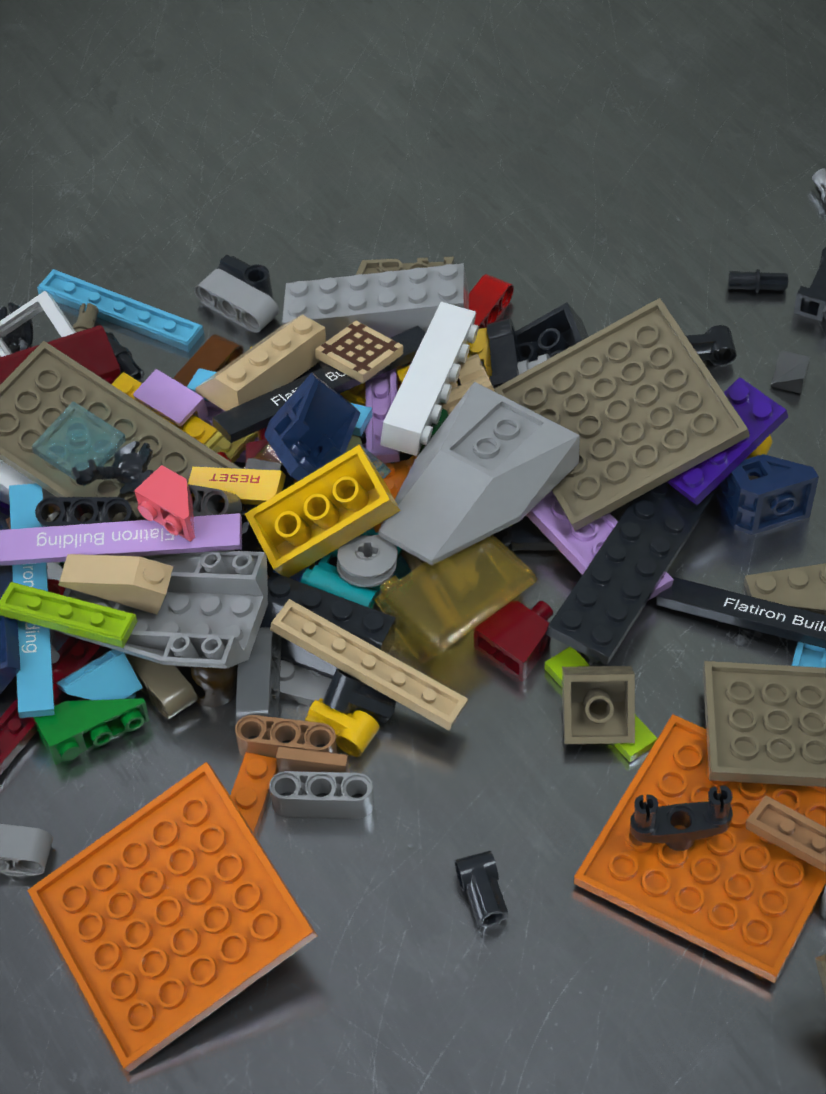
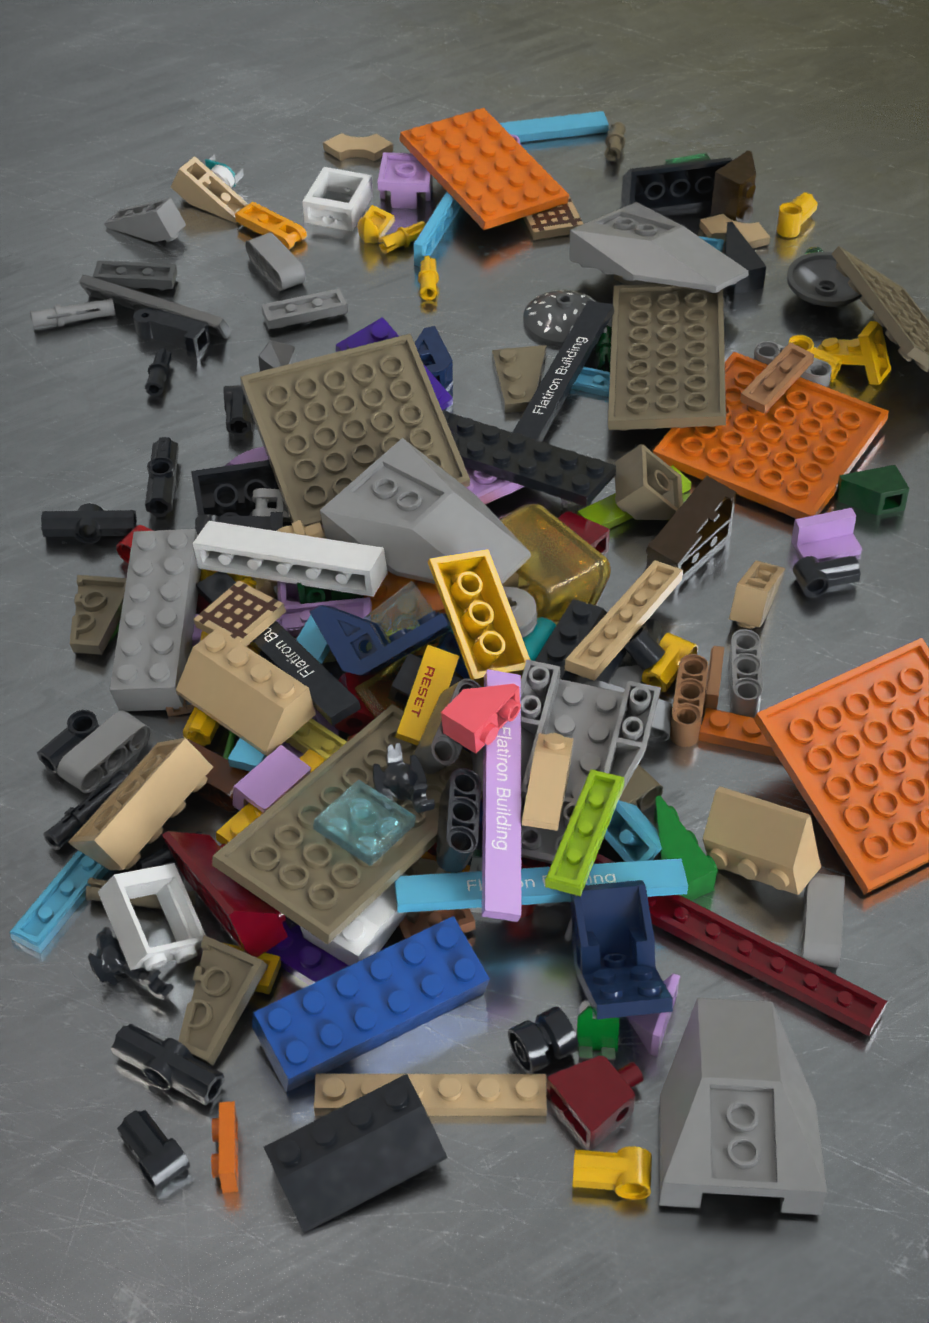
camera: 90 degrees left, 5 degrees down
(70, 784) = (761, 840): none -> tan slope
(155, 321) = (142, 804): none -> tan slope
(165, 295) = (76, 817): none -> black pin
(448, 812) = (755, 594): none -> tan slope
(521, 255) = (88, 523): none -> black piece
(530, 747) = (695, 528): none -> dark brown wedge
(545, 896) = (826, 535): none -> lavender panel
(593, 297) = (162, 477): none -> black piece
(629, 953) = (874, 490): none -> dark green slope
(701, 819) = (772, 431): black connector -> none

